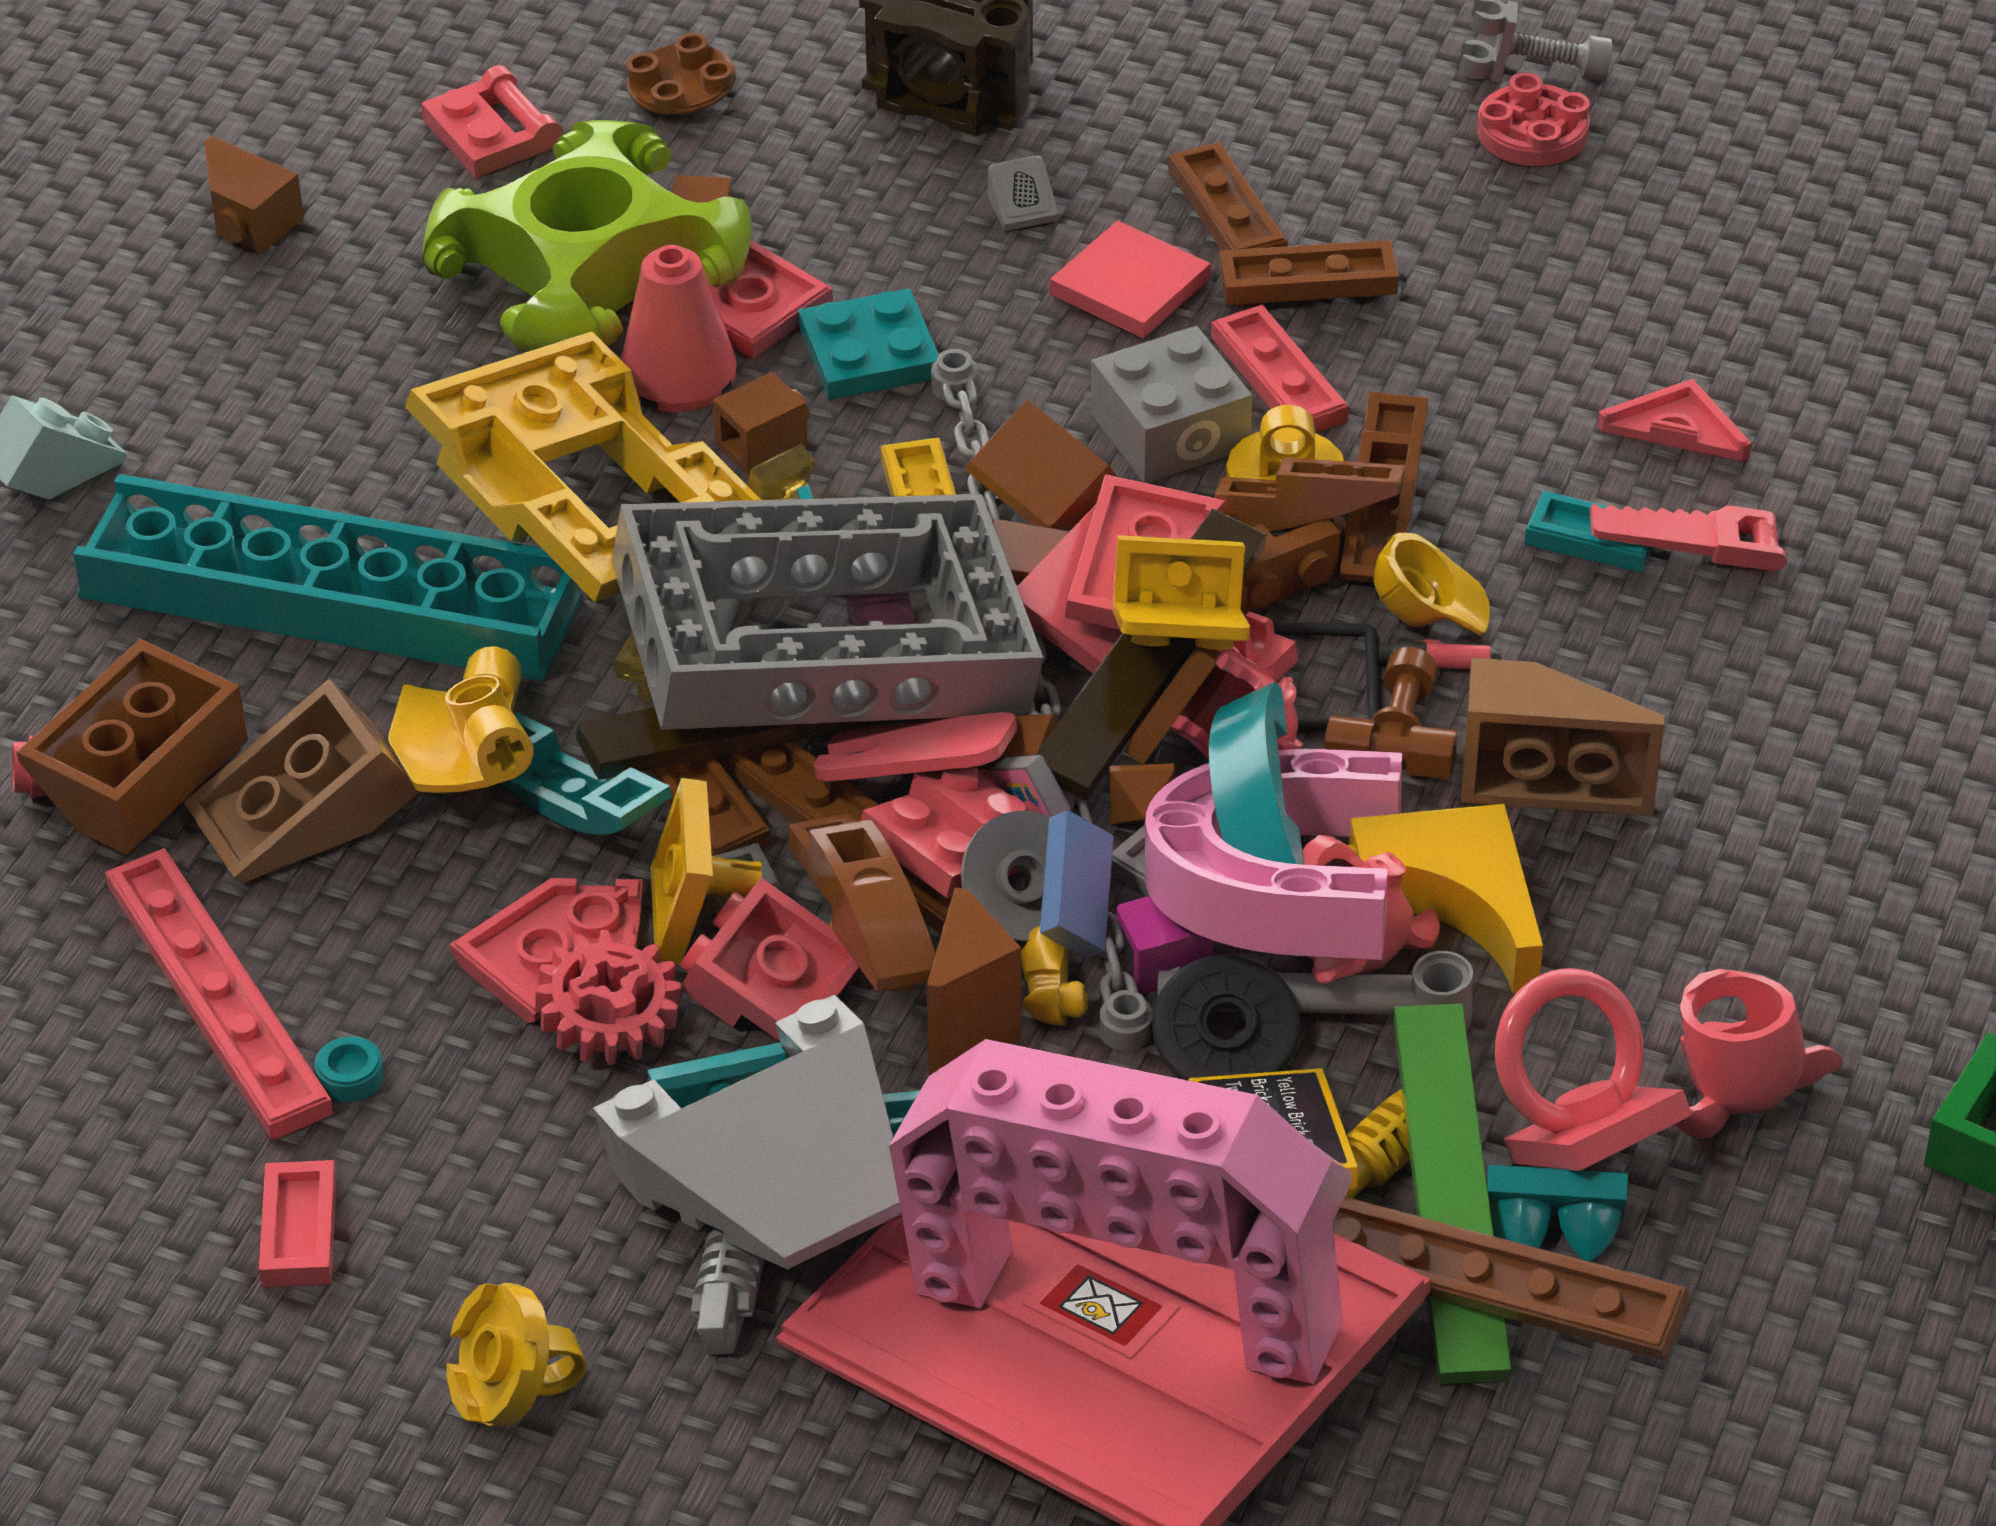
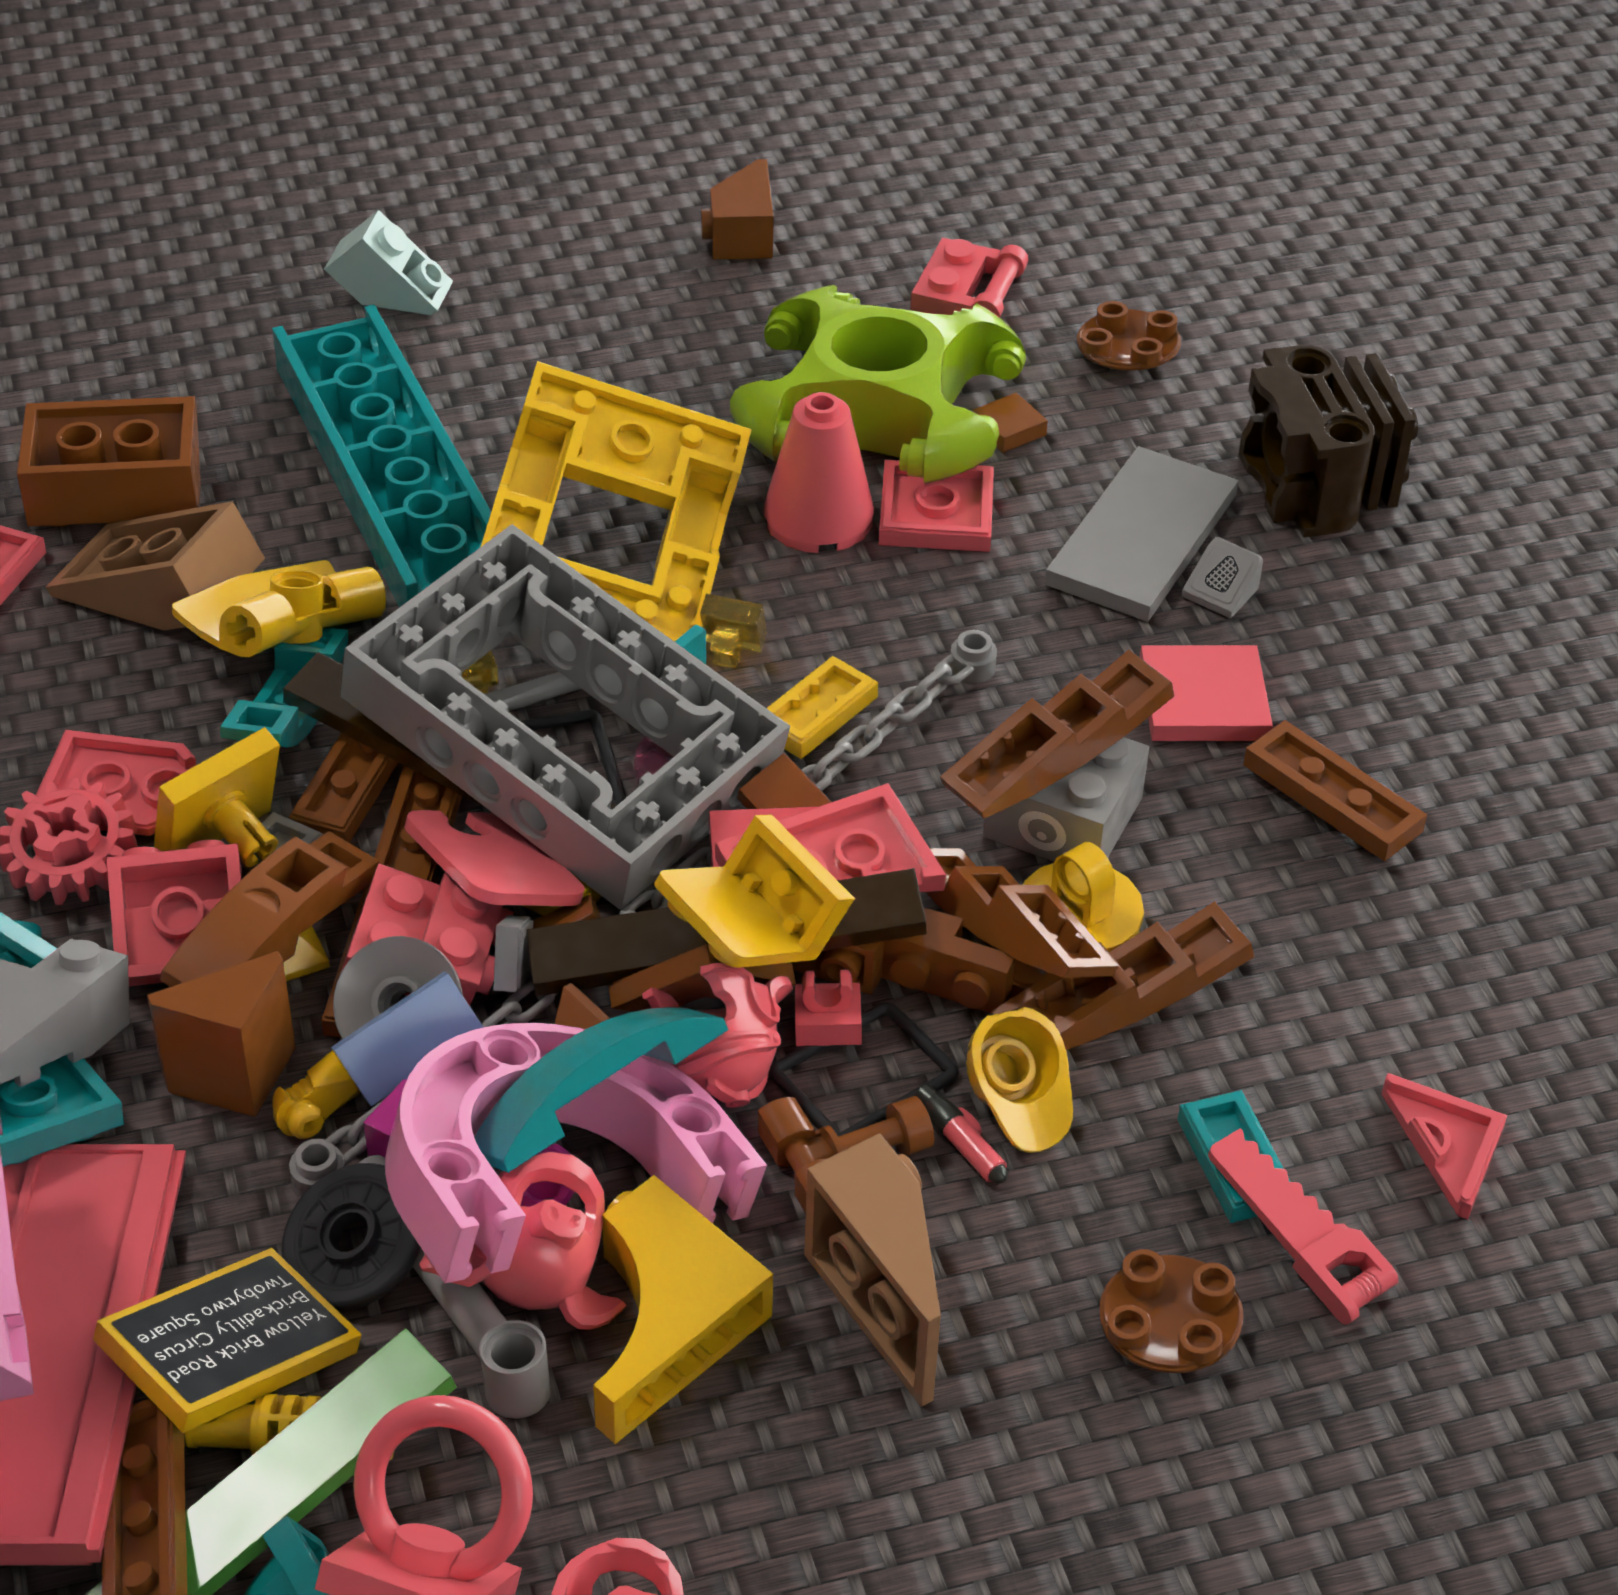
camera: 50 degrees right, 0 degrees up
(760, 421) = (790, 579): dark orange brick -> none
(868, 343) = (957, 590): teal plate -> none
(916, 207) = (1141, 533): none -> light grey tile
(1040, 470) = (903, 745): dark orange slope -> none
(1160, 354) = (1056, 739): none -> dark orange slope
(1224, 199) = (1367, 697): dark orange tile -> none
(1277, 366) = (1202, 841): coral tile -> none
(1702, 639) = (1171, 1312): none -> dark orange dish

